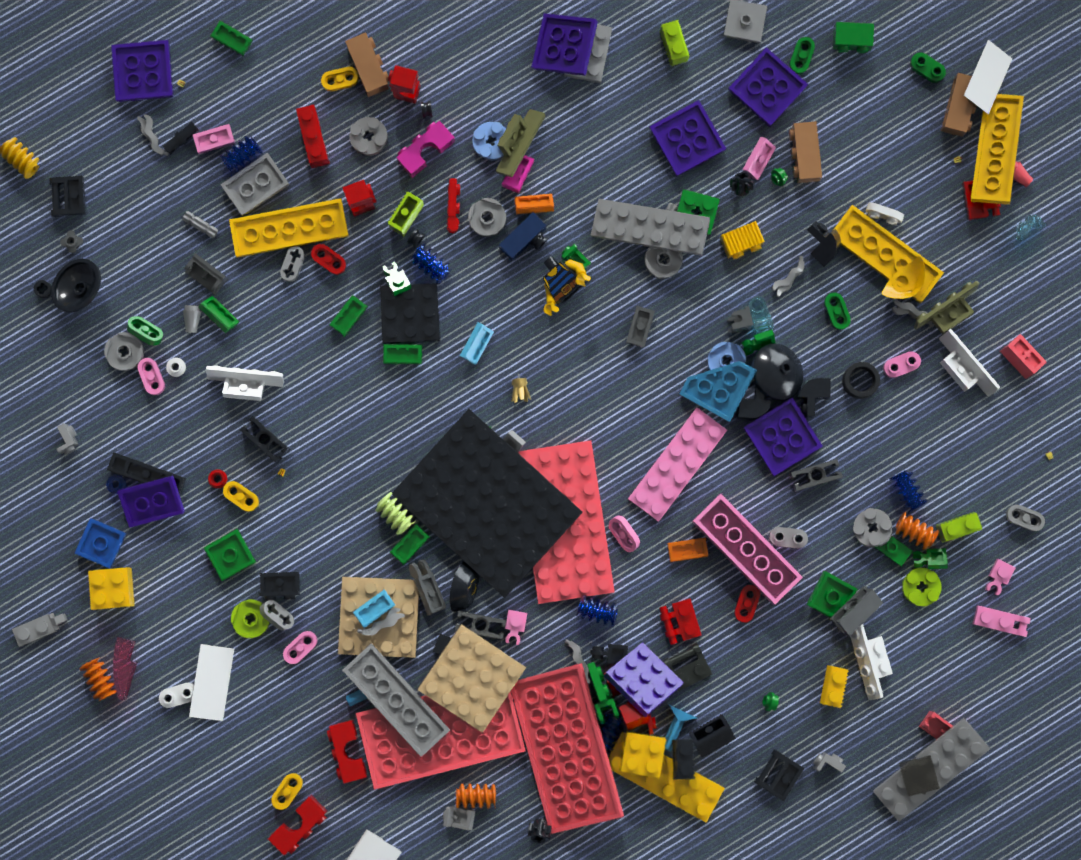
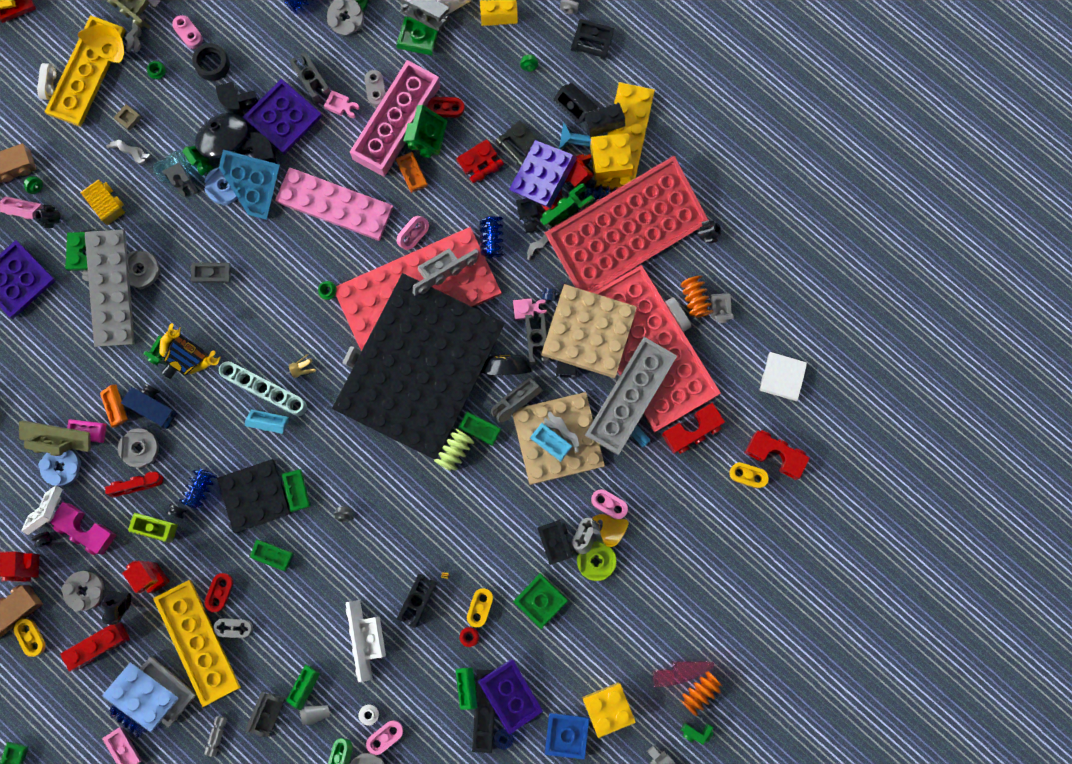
camera: 105 degrees left, 5 degrees down
(65, 659) = (691, 734): none -> green bracket
(171, 463) = (466, 688): none -> green plate
(177, 695) = (690, 610): white plate -> none
(211, 682) = (669, 580): white sticker -> none
(253, 167) = (140, 697): none -> light blue plate
(273, 641) = (611, 531): none -> yellow piece
(343, 162) = (115, 606): none -> black piece
(366, 393) = (343, 514): none -> dark grey plate
(396, 280) = (223, 517): plate -> none
(449, 119) = (44, 512): none -> white plate
(465, 772) = (678, 314): none -> light grey beam
(511, 339) = (256, 382): none -> light aqua beam
(522, 651) = (550, 294): none -> dark blue plate
(576, 550) = (440, 267): none -> light grey bracket
(590, 429) = (322, 290): none -> green plate
(721, 575) = (425, 132): none -> green plate
(781, 496) = (339, 103): none -> bright pink plate
(824, 284) = (127, 117): none -> dark tan plate
(829, 243) = (88, 120): black brick -> none
(837, 311) = (150, 98): green plate -> none
(874, 323) = (154, 66): none -> green plate

